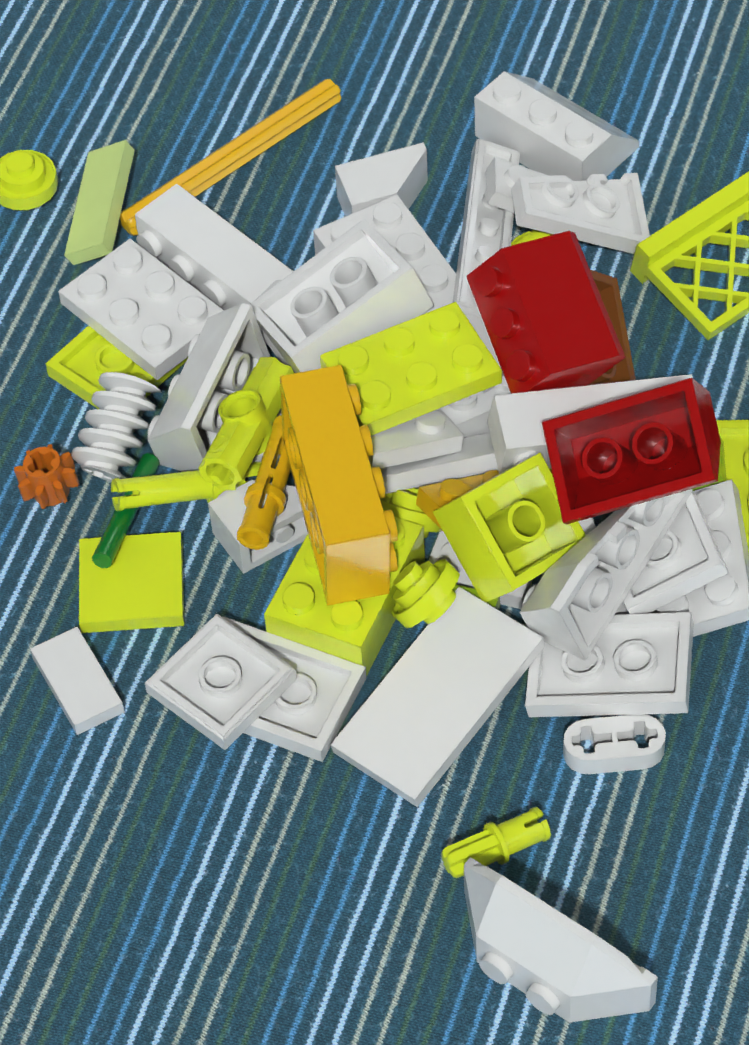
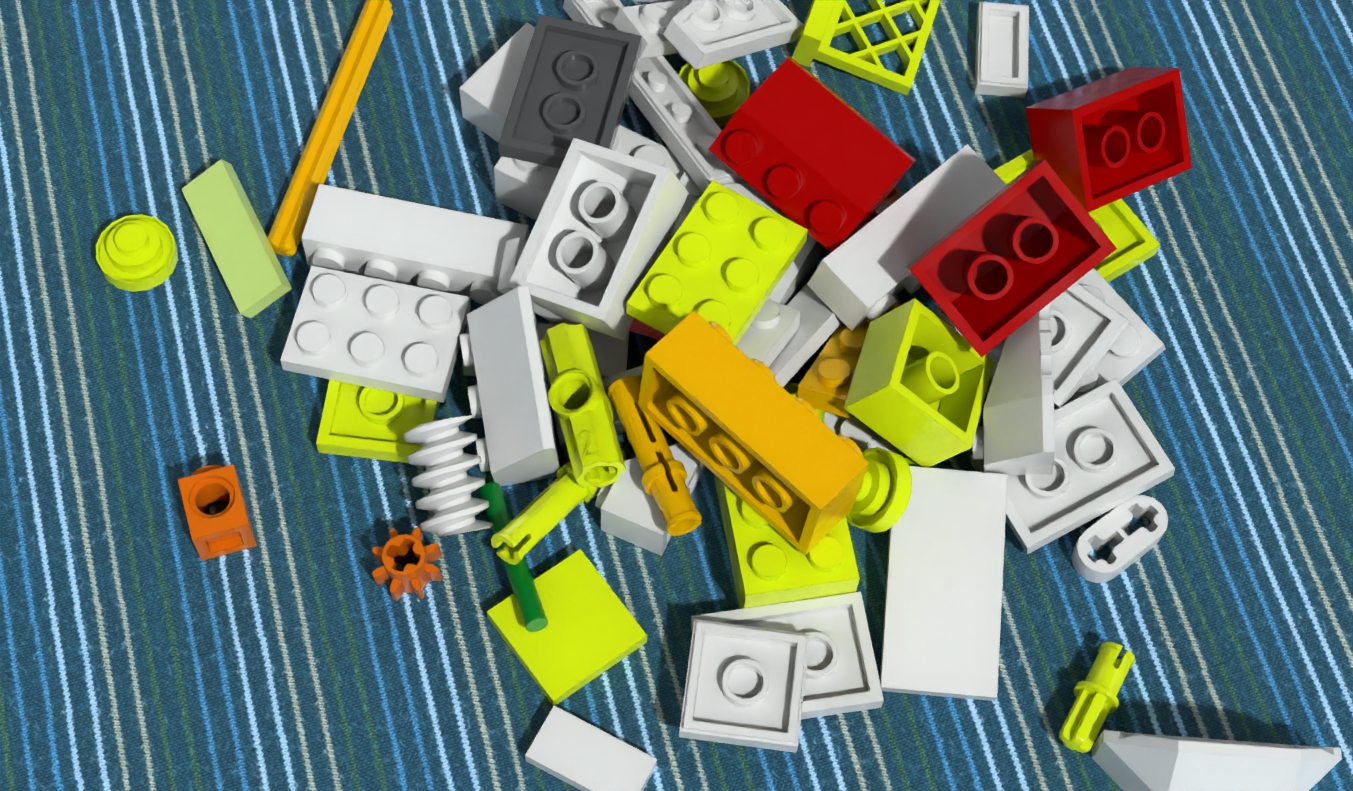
camera: 40 degrees left, 10 degrees up
(405, 193) = (569, 89): none -> dark grey plate

